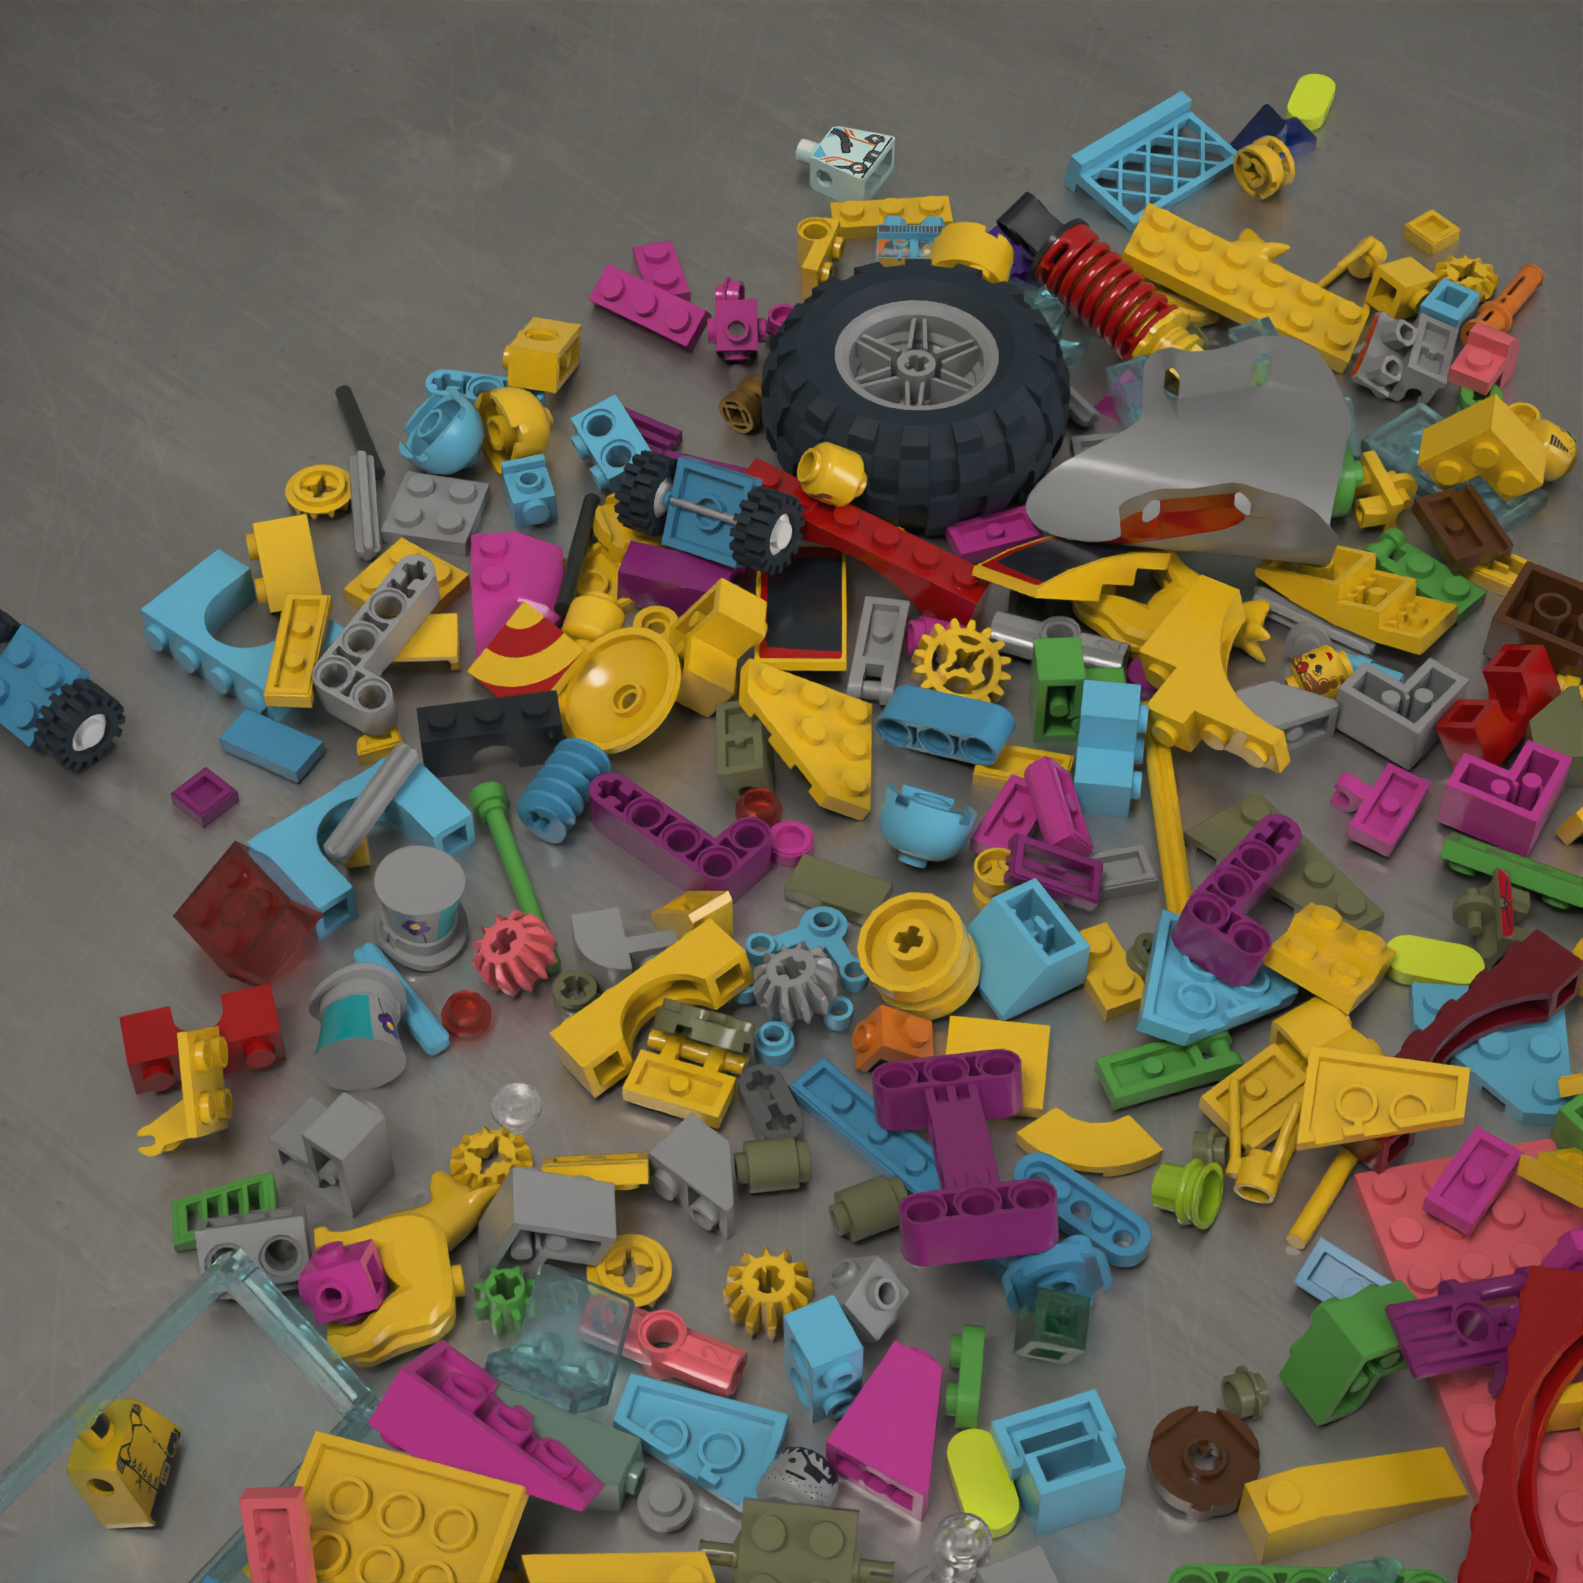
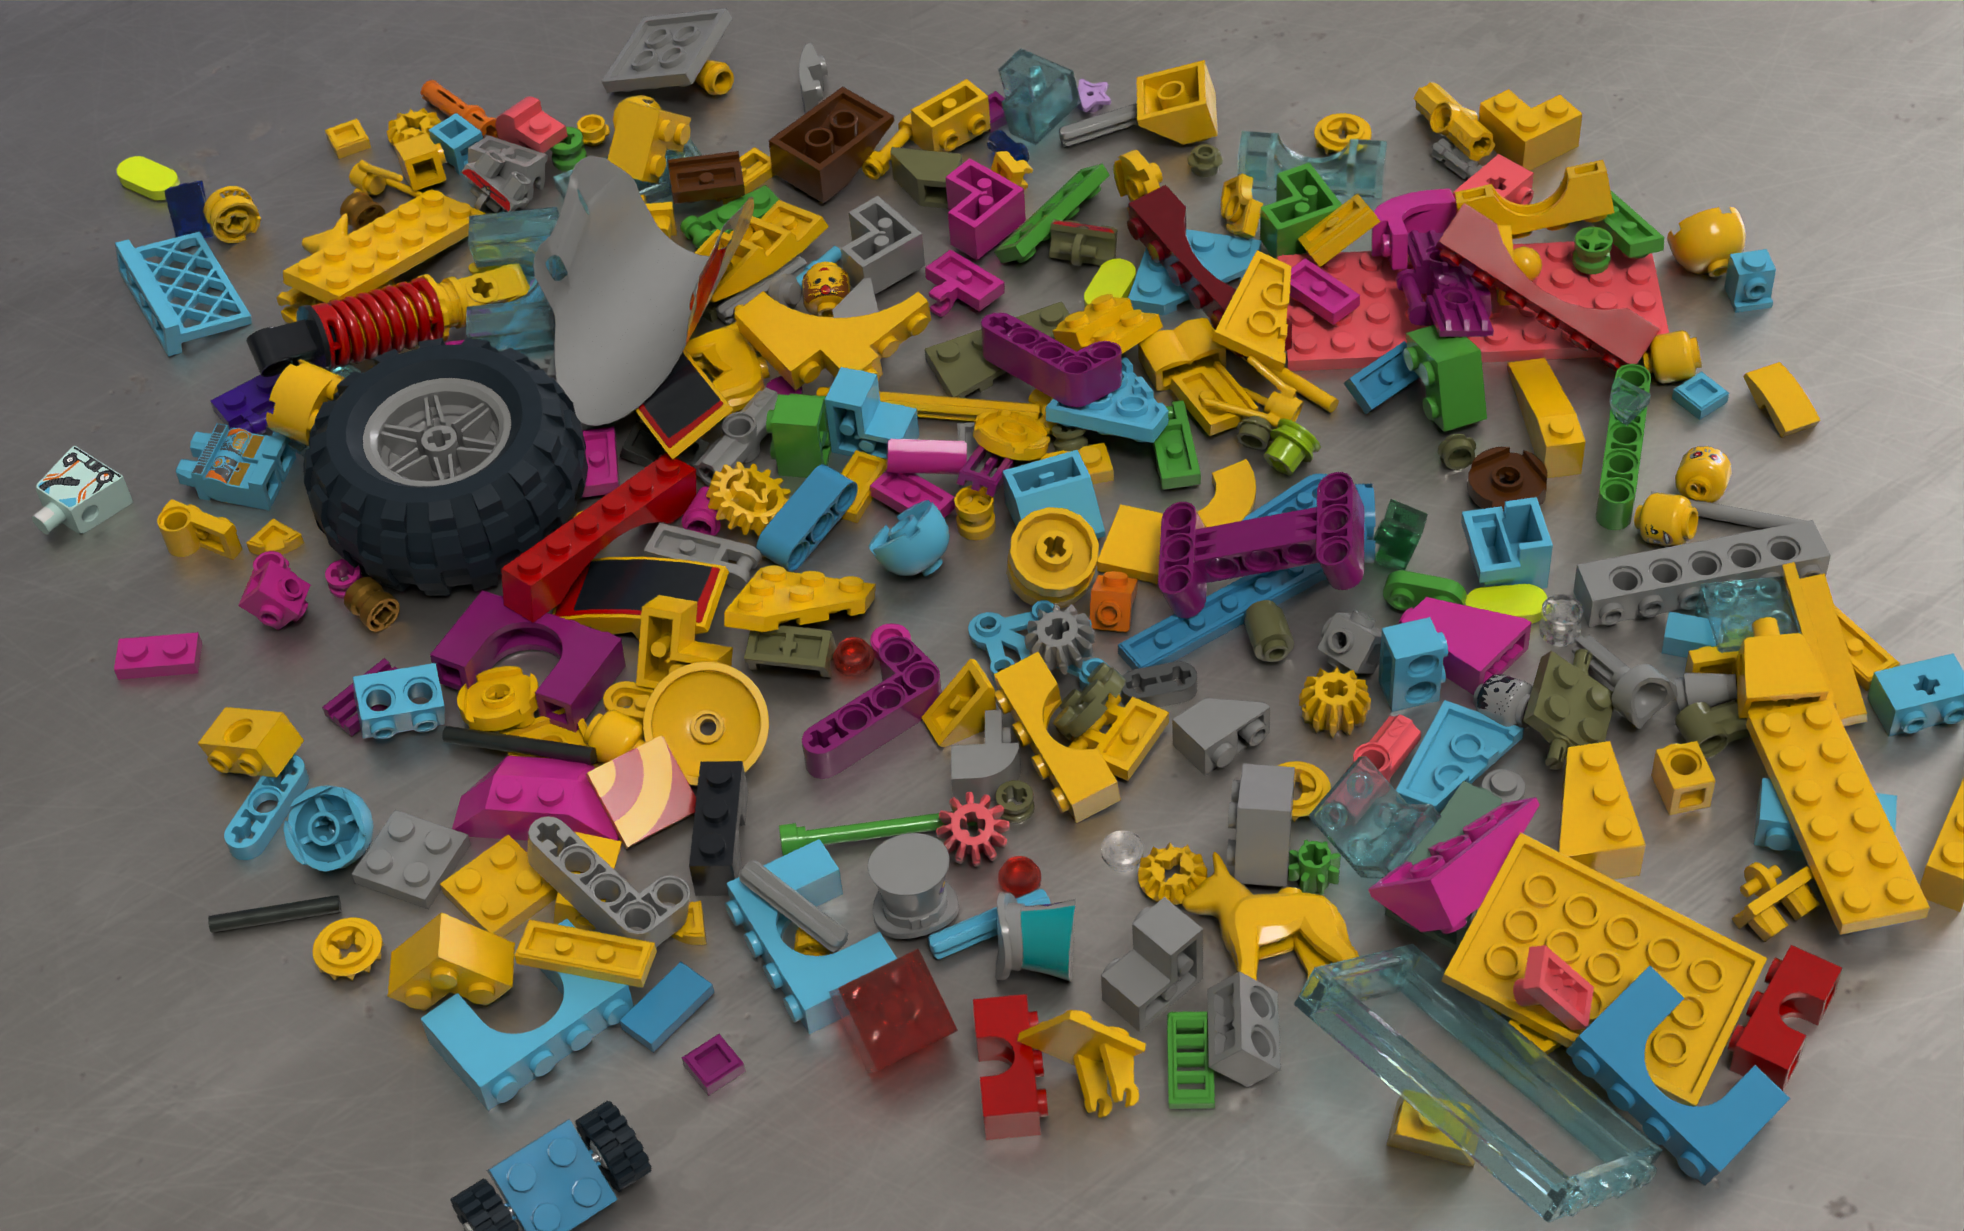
camera: 75 degrees left, 0 degrees up
(343, 1282) = (1289, 959): dark pink brick -> none
(364, 506) = (381, 909): light grey axle -> none
(514, 425) = (350, 764): yellow cylinder -> none
(529, 491) = (422, 778): medium azure brick -> none
(561, 789) = (800, 782): dark azure piece -> none
(622, 1169) = (1205, 794): yellow plate -> none
(650, 307) = (207, 664): dark pink plate -> none
(710, 511) = (547, 613): plate -> none
(730, 290) = (219, 603): dark pink plate -> none
(773, 1164) = (1217, 678): olive brick -> none
(832, 474) = (552, 512): yellow head -> none
(835, 886) = (949, 617): olive tile -> none
(862, 218) = (157, 478): yellow plate -> none
(1122, 891) = (1011, 437): none -> yellow tile
(1310, 261) = (360, 209): none -> pearl gold wheel
(1518, 688) = (877, 179): red arch -> none

